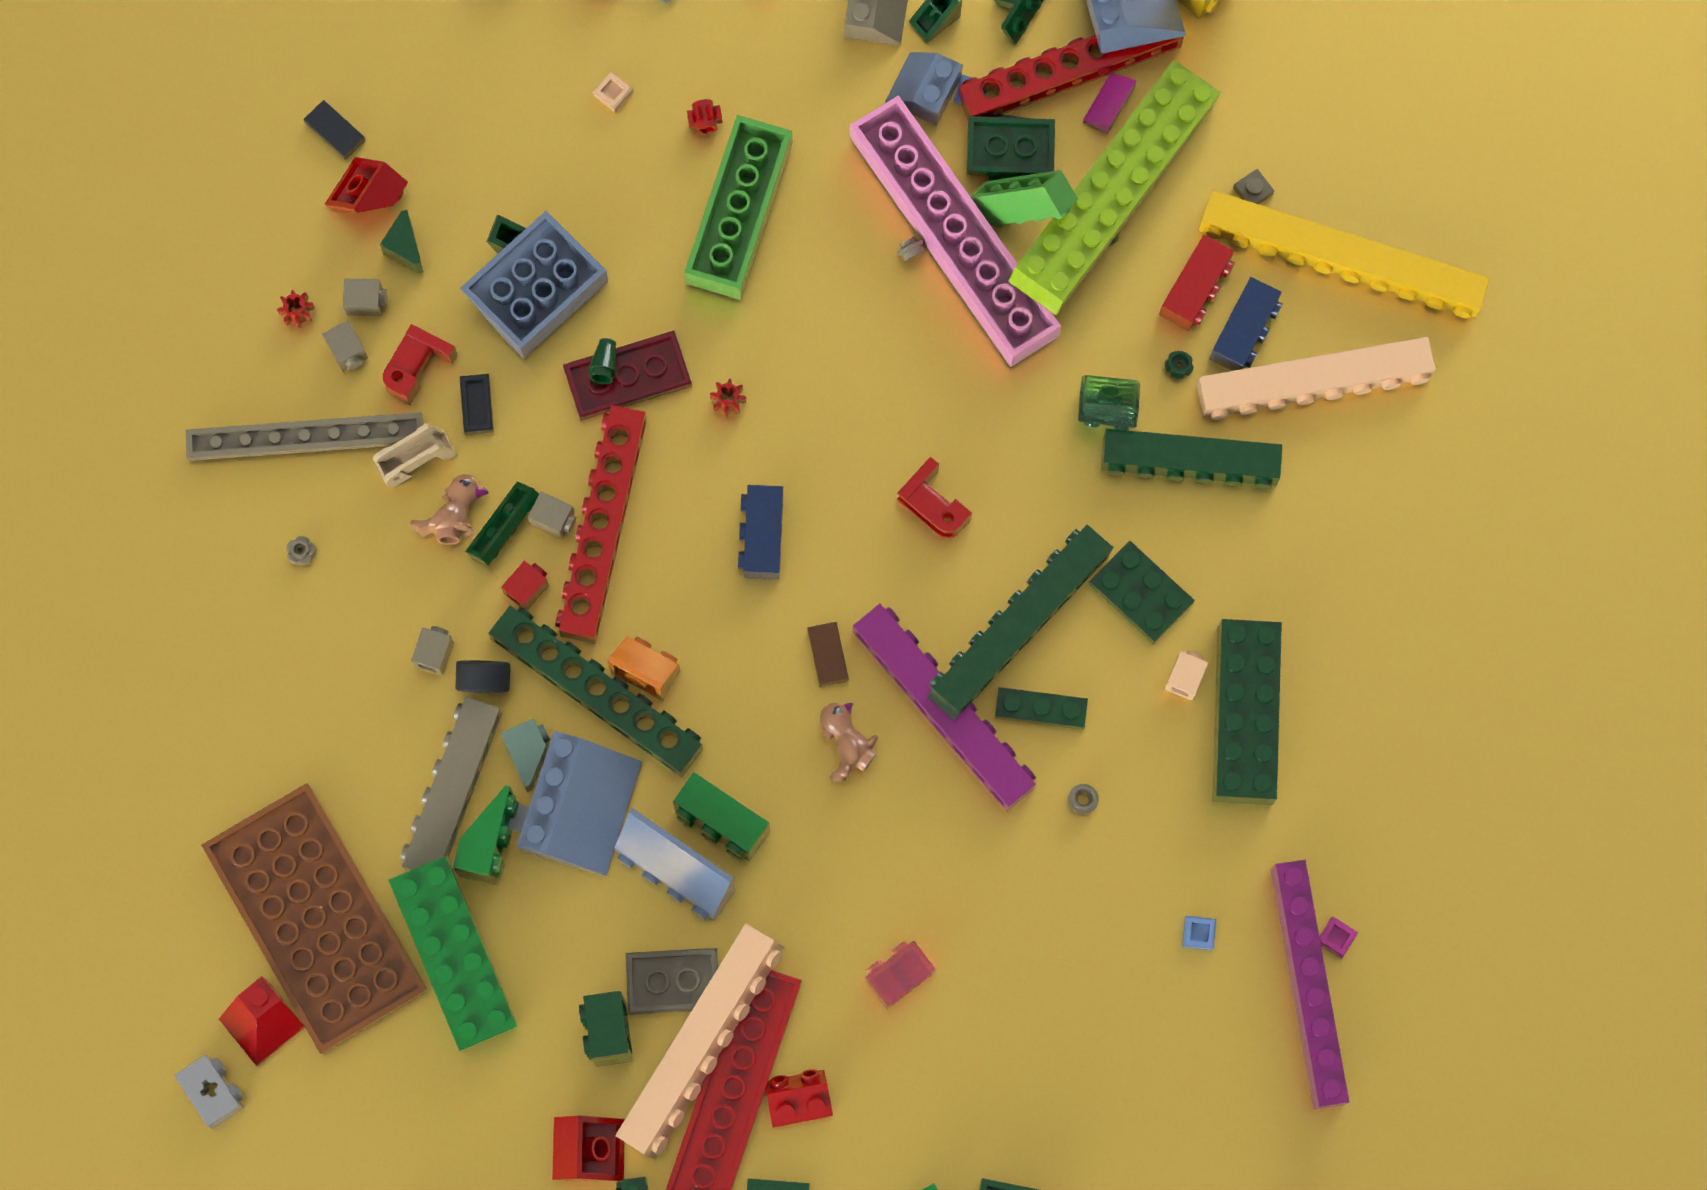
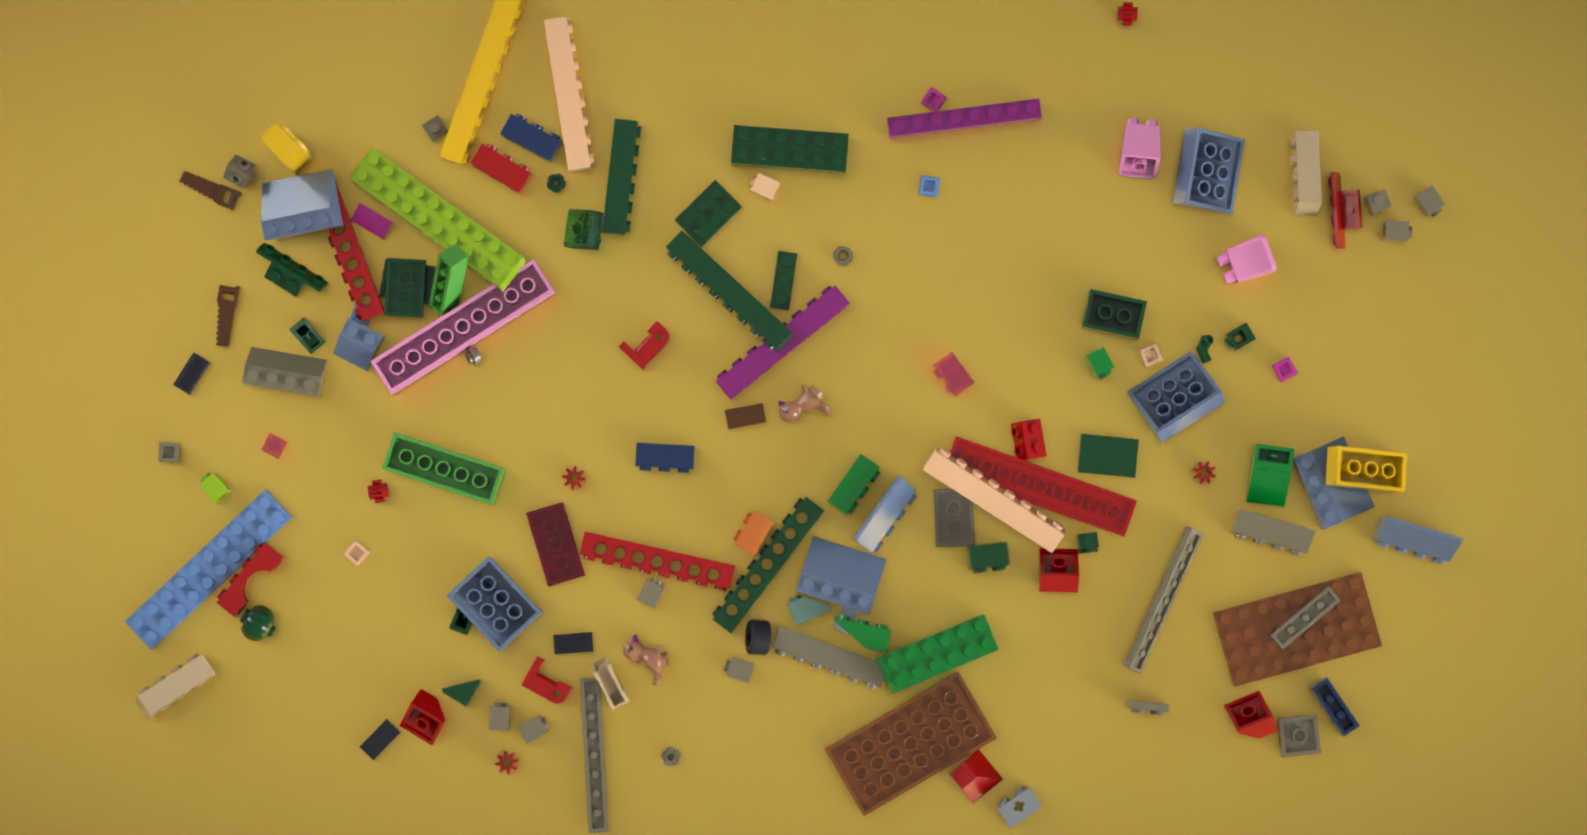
camera: 90 degrees left, 10 degrees up
(502, 523) = (655, 625): dark green plate -> none
(526, 585) = (697, 609): red brick -> none
(603, 364) = (549, 558): dark green cone -> none

